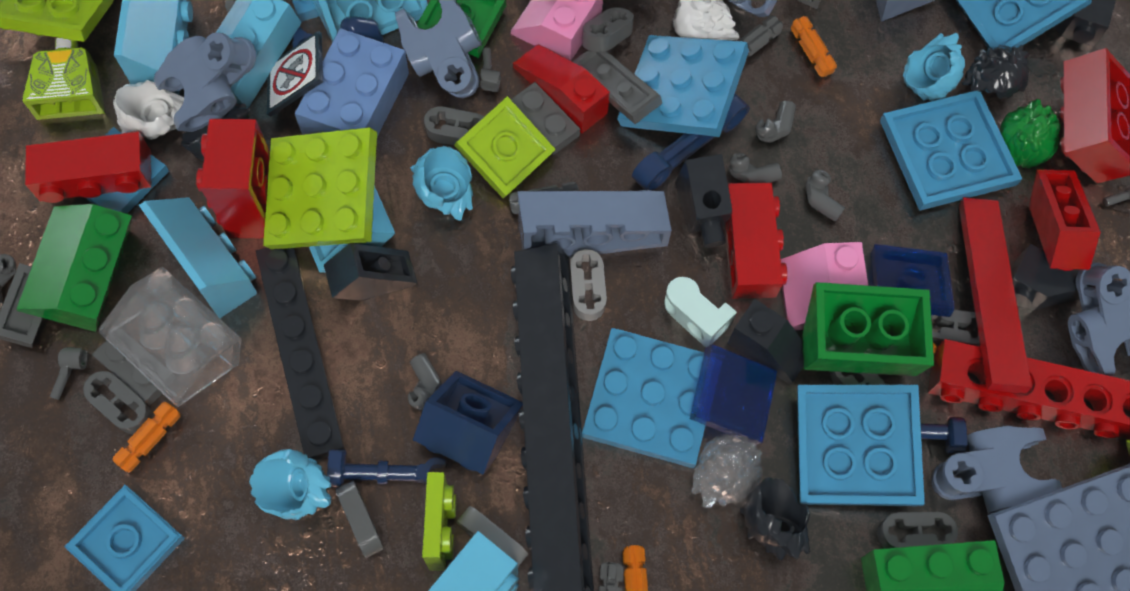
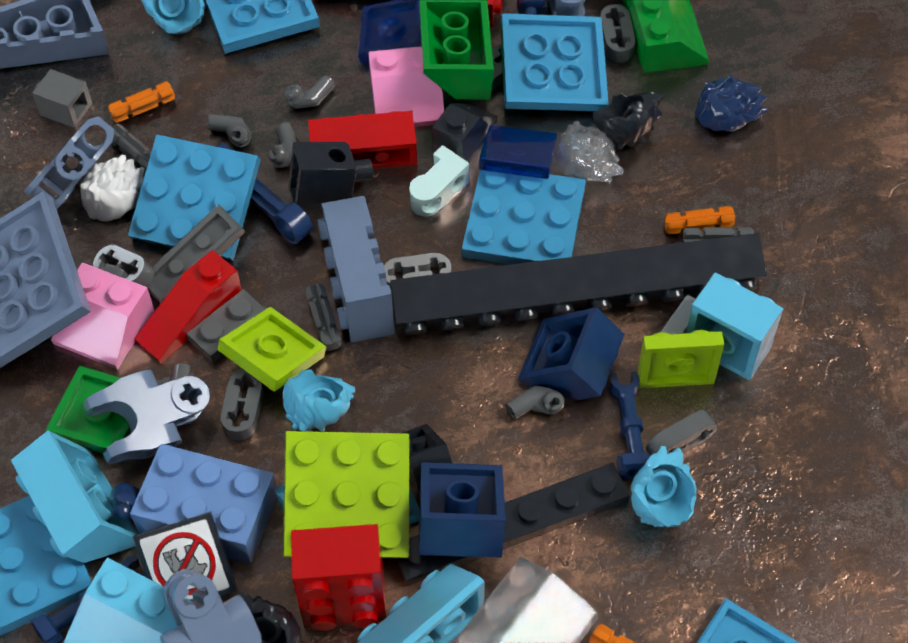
camera: 90 degrees left, 10 degrees down
(295, 287) = (461, 510): none -> dark blue slope

